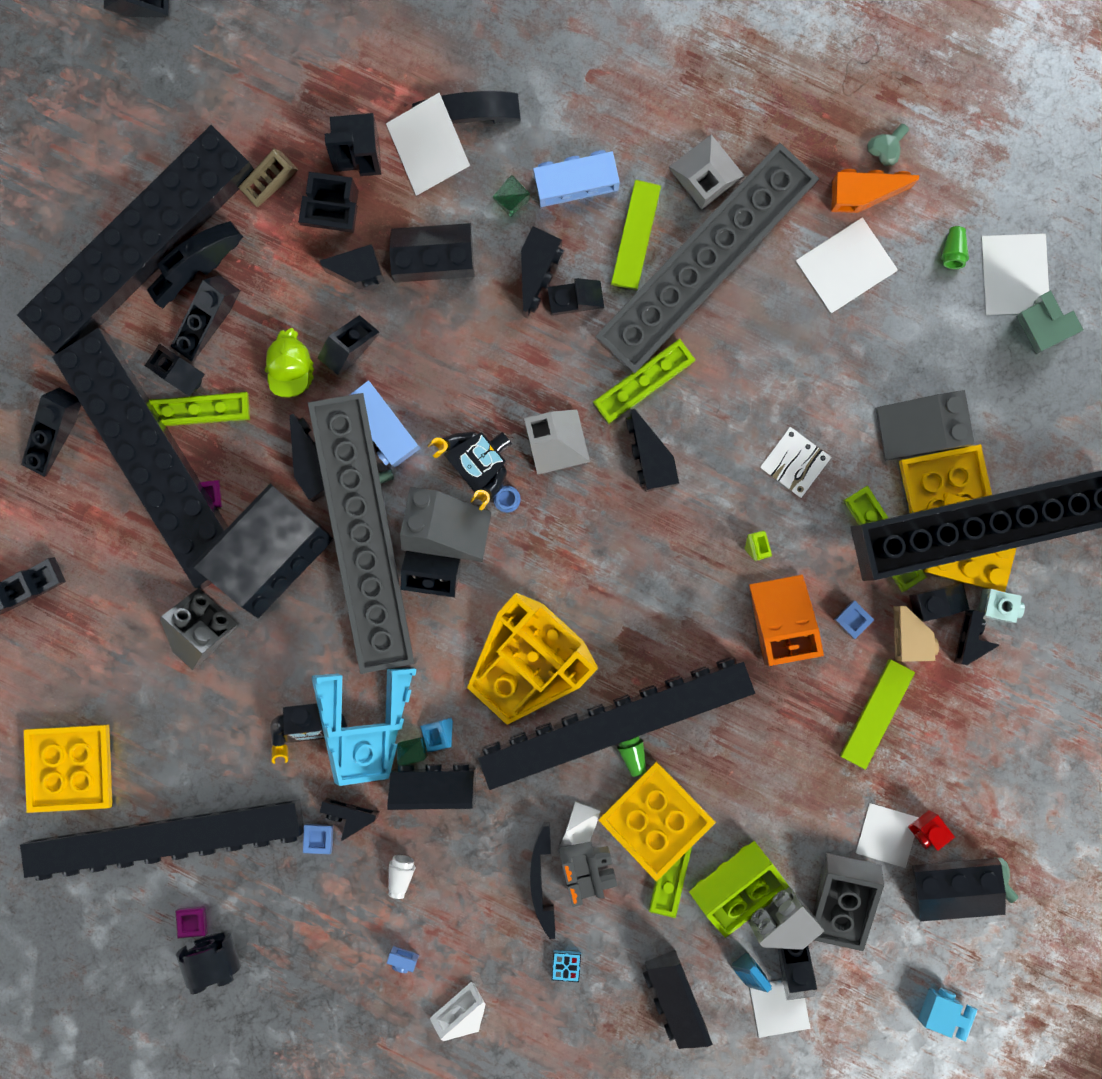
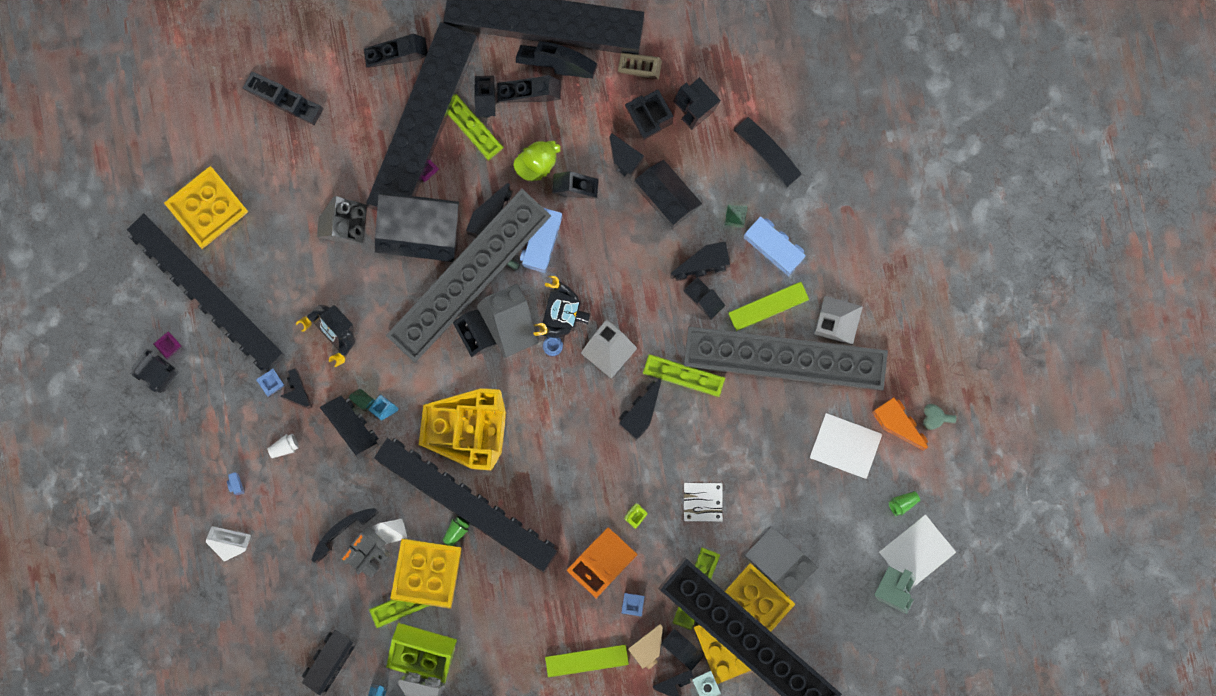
camera: 45 degrees right, 5 degrees down
(362, 751) = (342, 371): medium azure wing -> none
(427, 144) = (729, 144): white sticker -> none
(566, 966) = (301, 584): tile -> none

